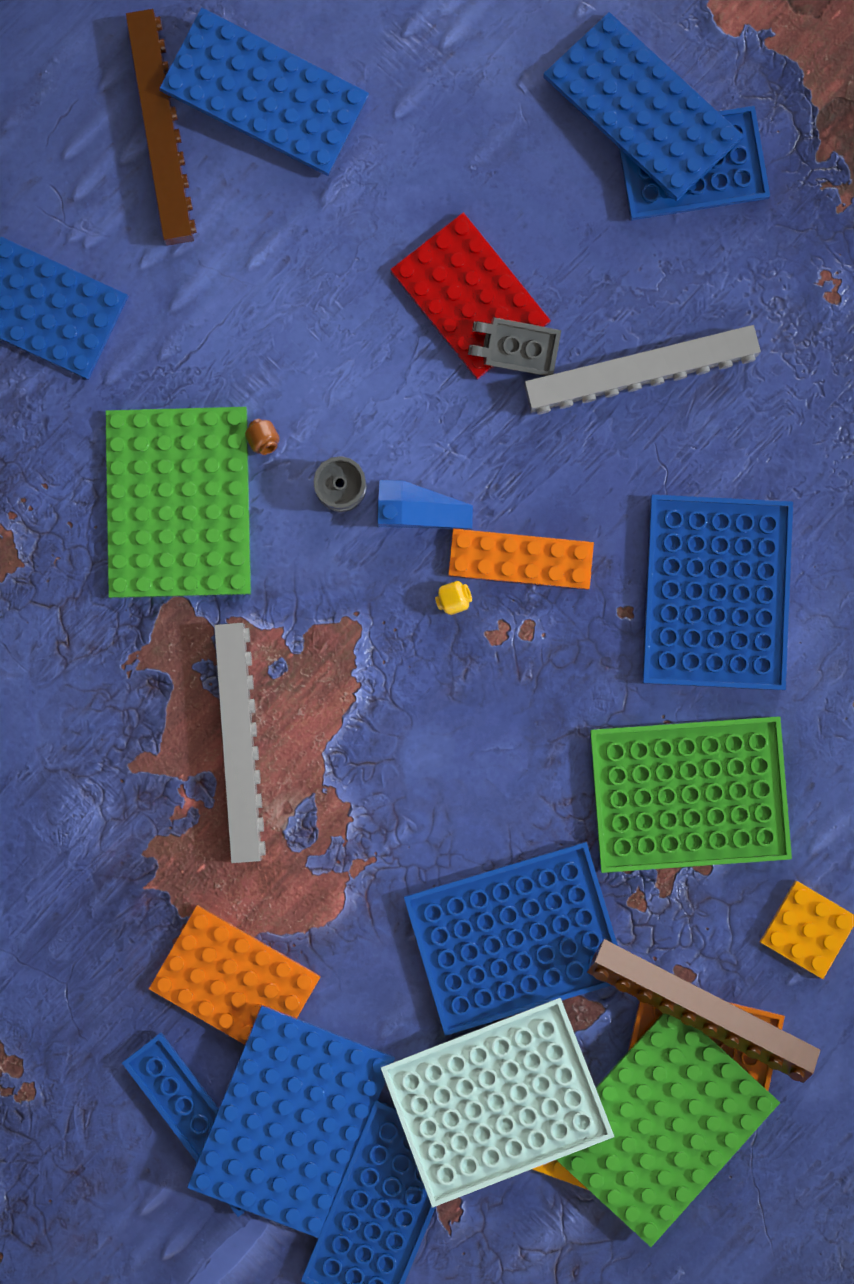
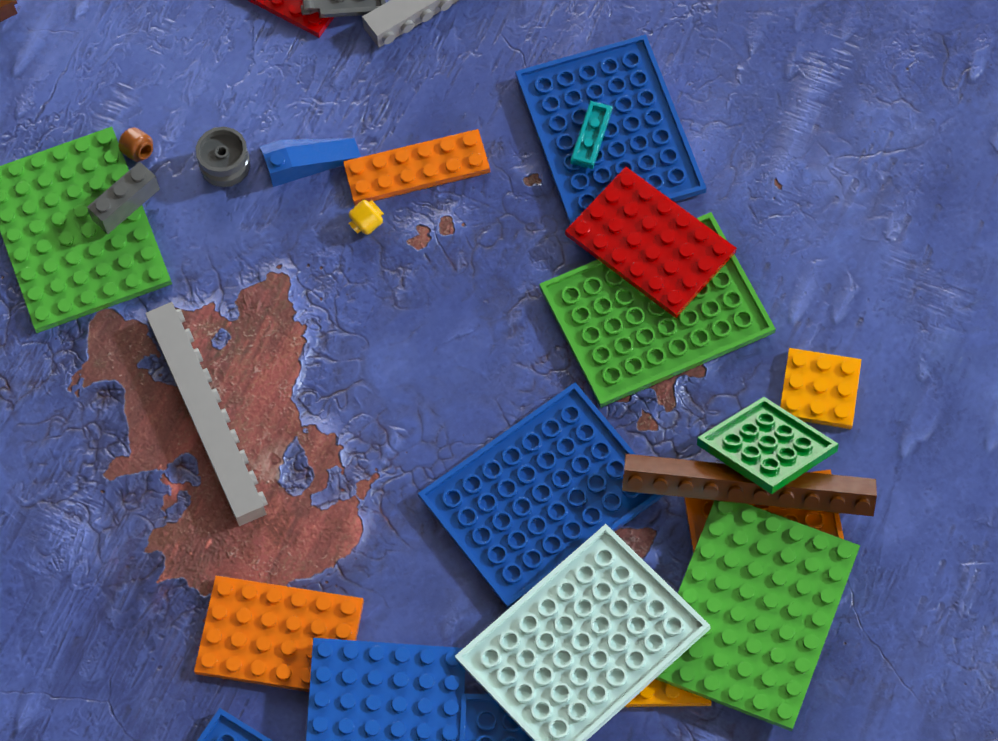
camera: 20 degrees left, 20 degrees down
(231, 497) = (123, 197): none -> dark grey brick
(698, 593) = (591, 135): none -> teal tile
(711, 728) = (650, 242): none -> red plate
(735, 980) = (767, 445): none -> green plate

